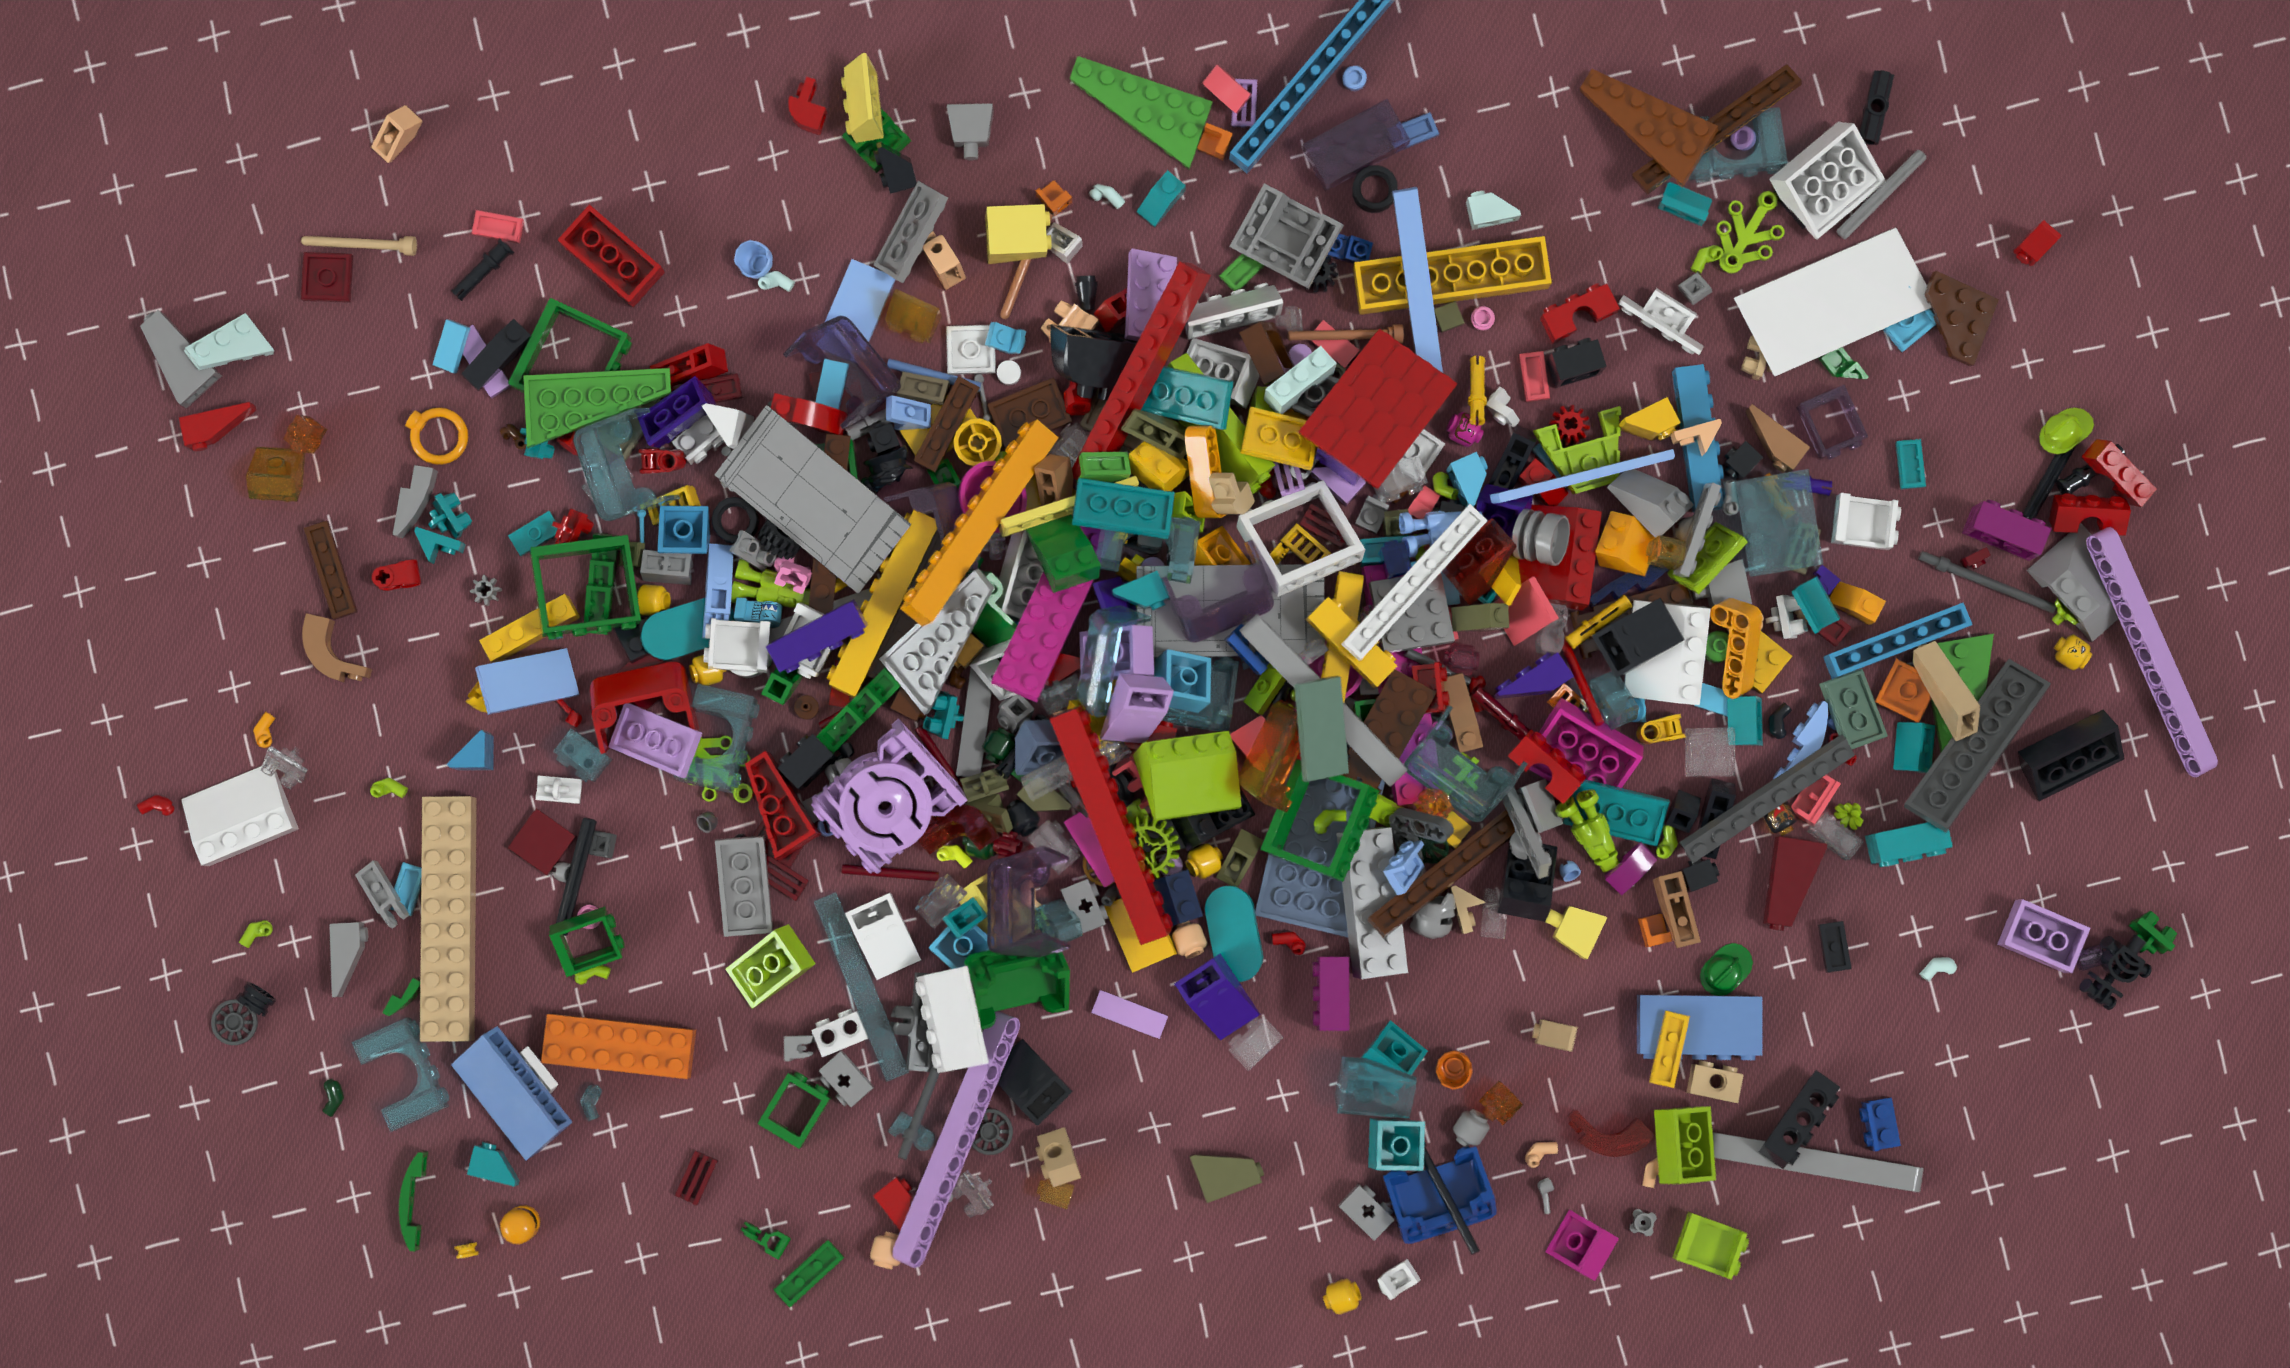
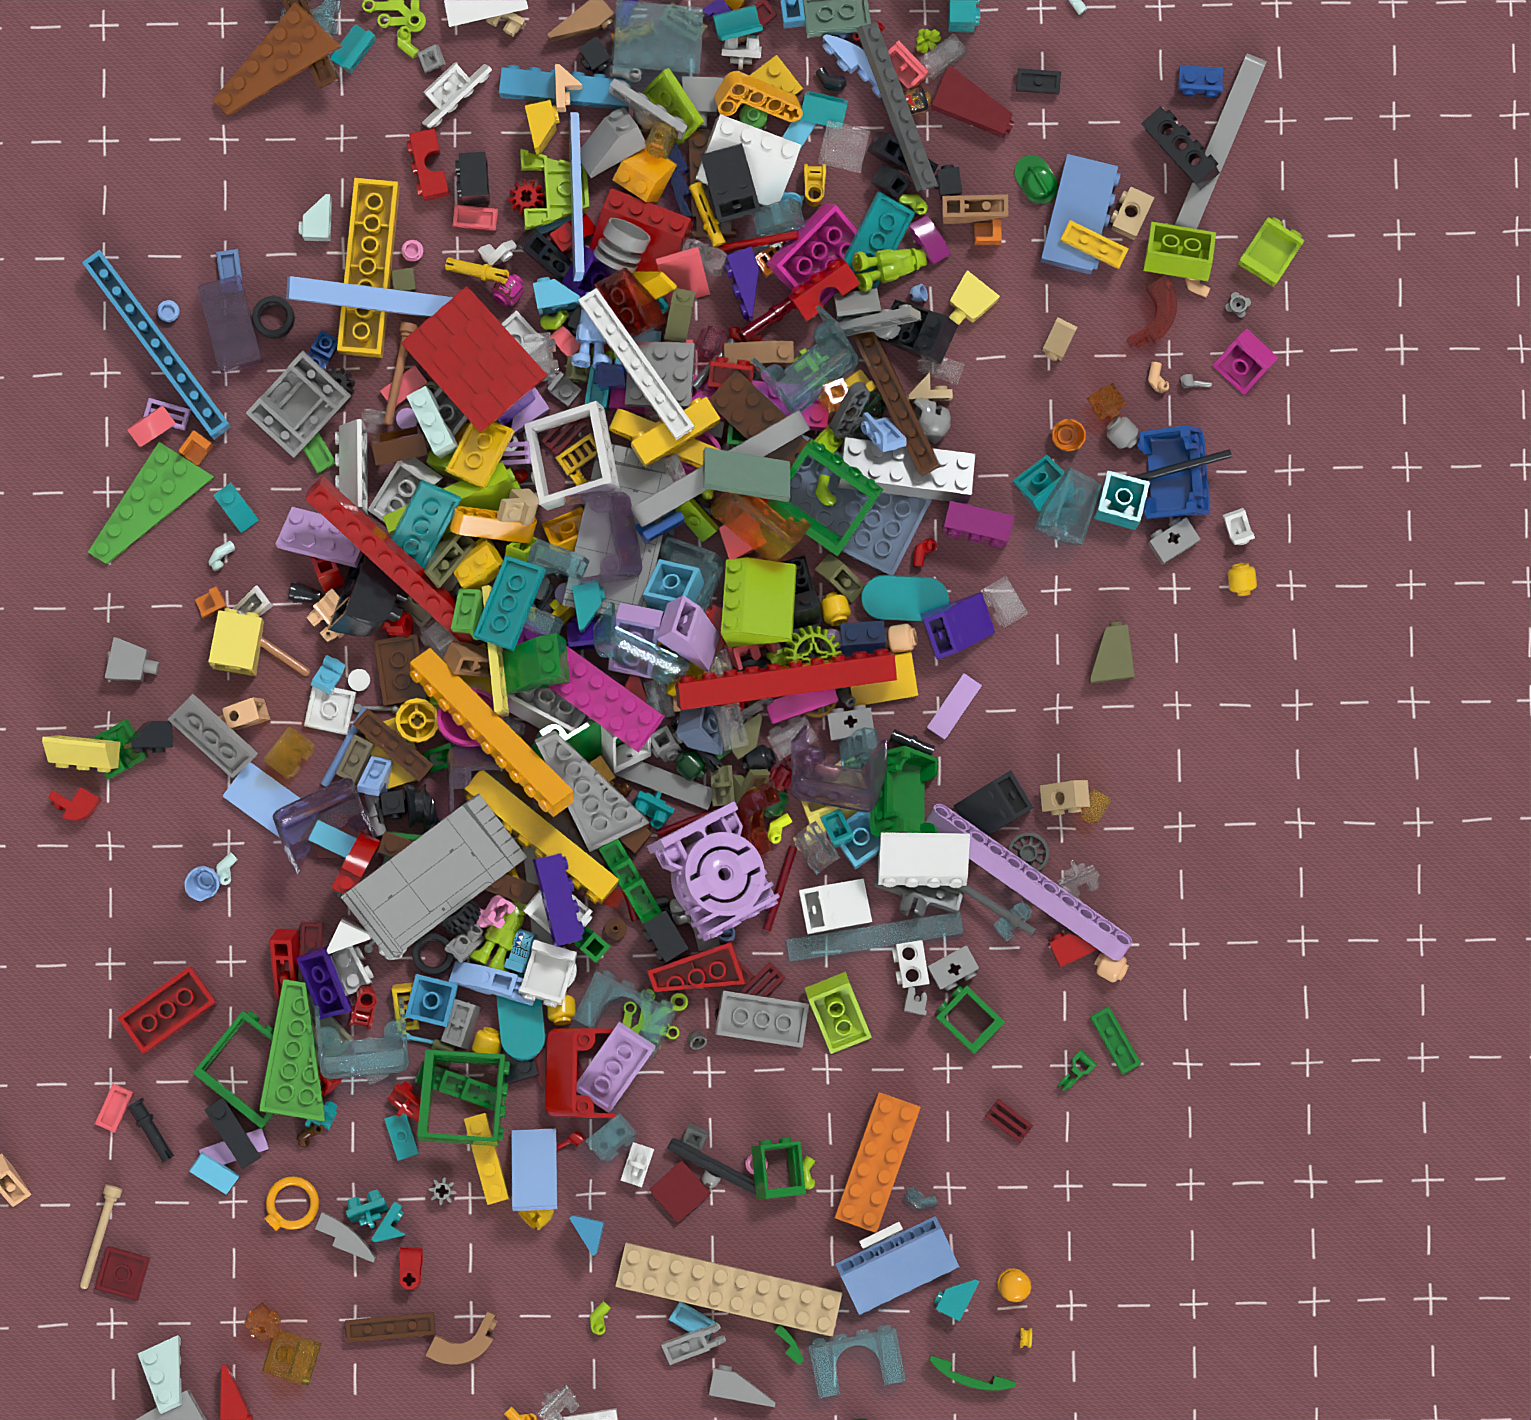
camera: 75 degrees left, 0 degrees up
(1078, 977) = (911, 741): none -> black pin

